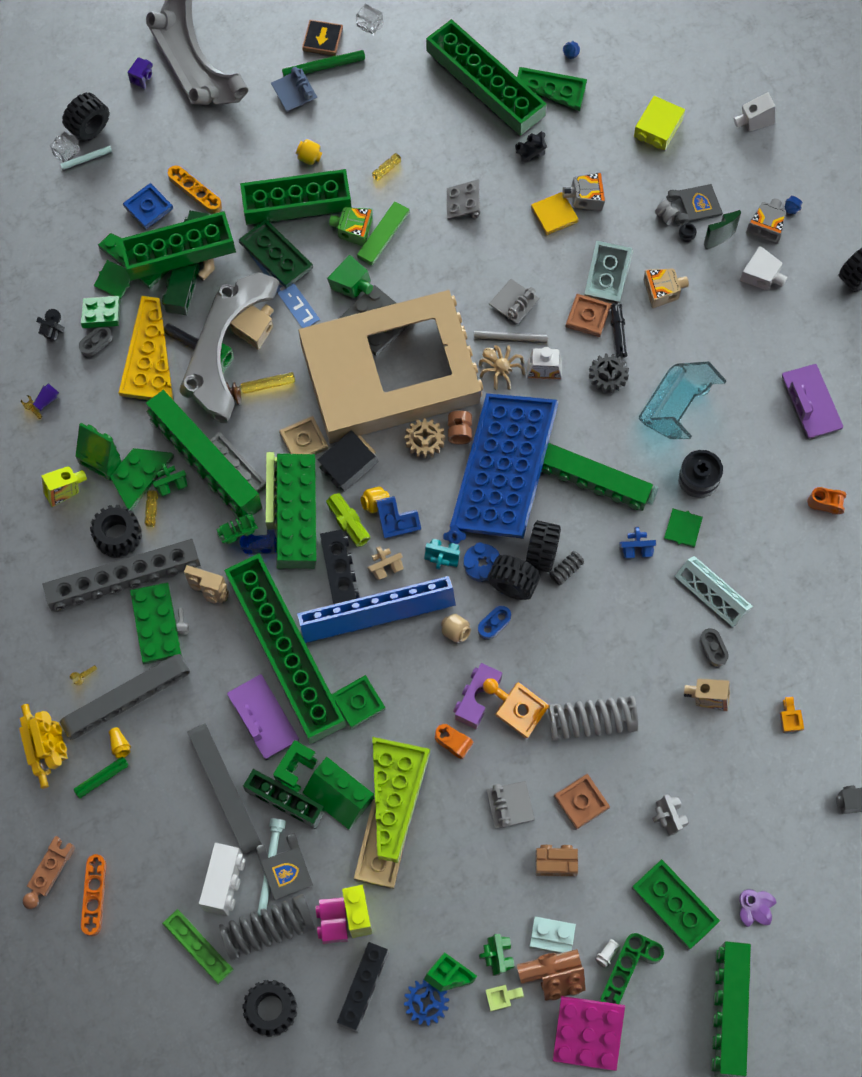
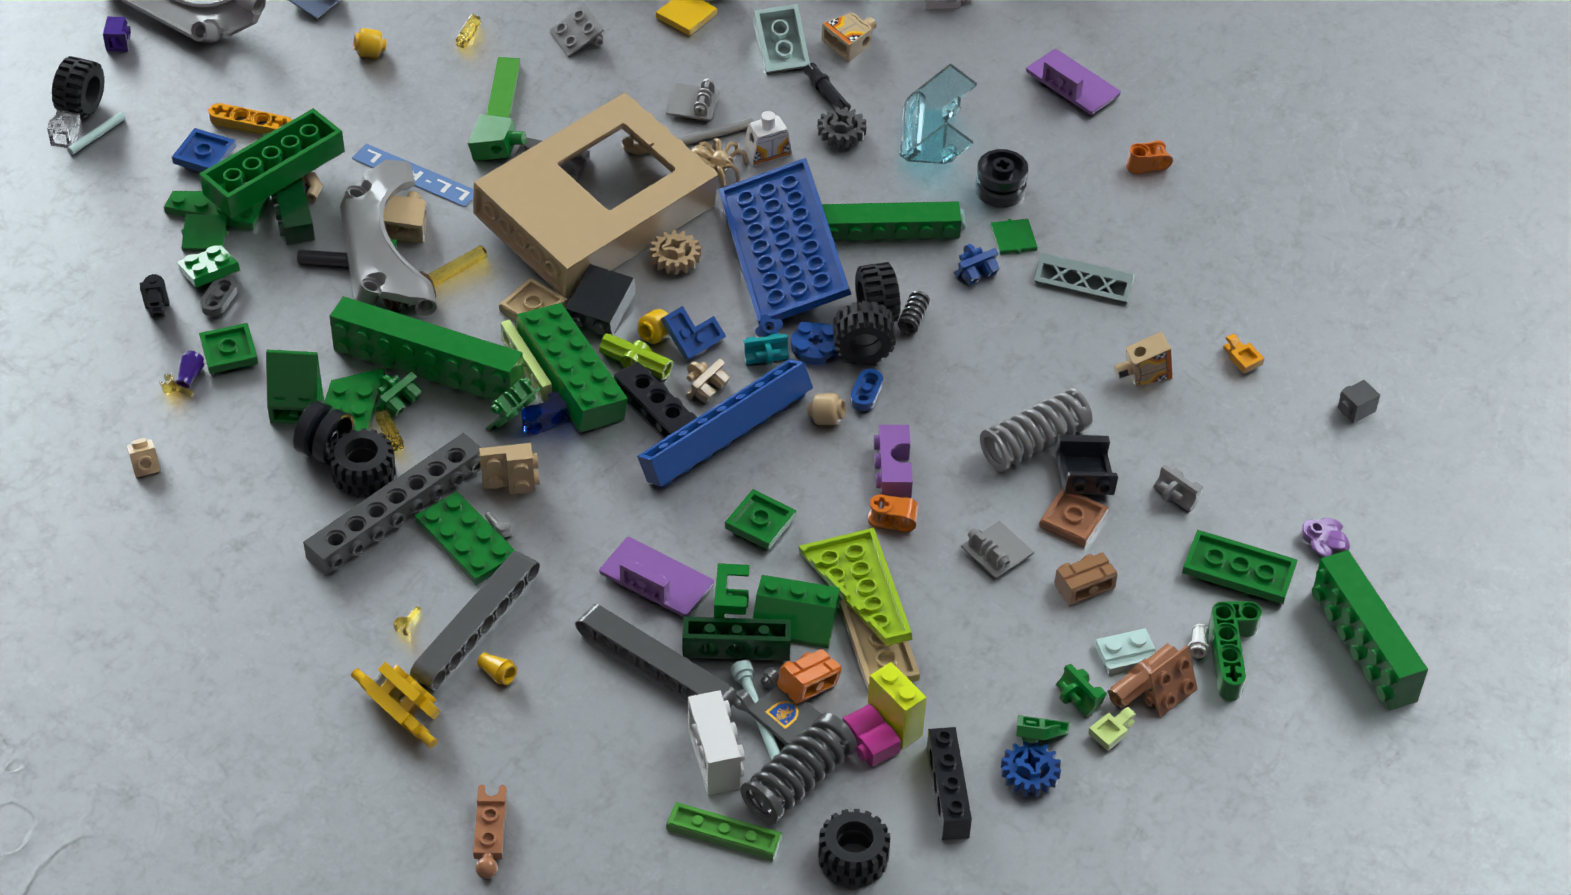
camera: 30 degrees left, 20 degrees down
(61, 484) = (264, 442): neon yellow torso -> none
(80, 389) = (228, 348): none -> green plate
(93, 895) = (562, 831): orange beam -> none
(99, 493) = (319, 428): none -> black wheel
(101, 777) = (495, 711): green axle -> none
(147, 359) = (295, 293): yellow wing -> none
(276, 253) = (383, 142): dark green plate -> none
(285, 649) = (643, 496): green brick -> none
(295, 196) = (382, 84): green brick -> none
(316, 852) = (808, 675): none -> orange brick
(353, 224) = (464, 91): bright green torso -> none
(459, 427) = (709, 227): nougat wheel -> none
(509, 708) = (937, 447): light orange plate -> none
(588, 315) = (783, 88): nougat tile -> none
(588, 1033) = (1230, 718): dark pink plate -> none
(612, 765) = (1085, 465): none -> black panel
(714, 648) = (1120, 324): dark grey plate -> none

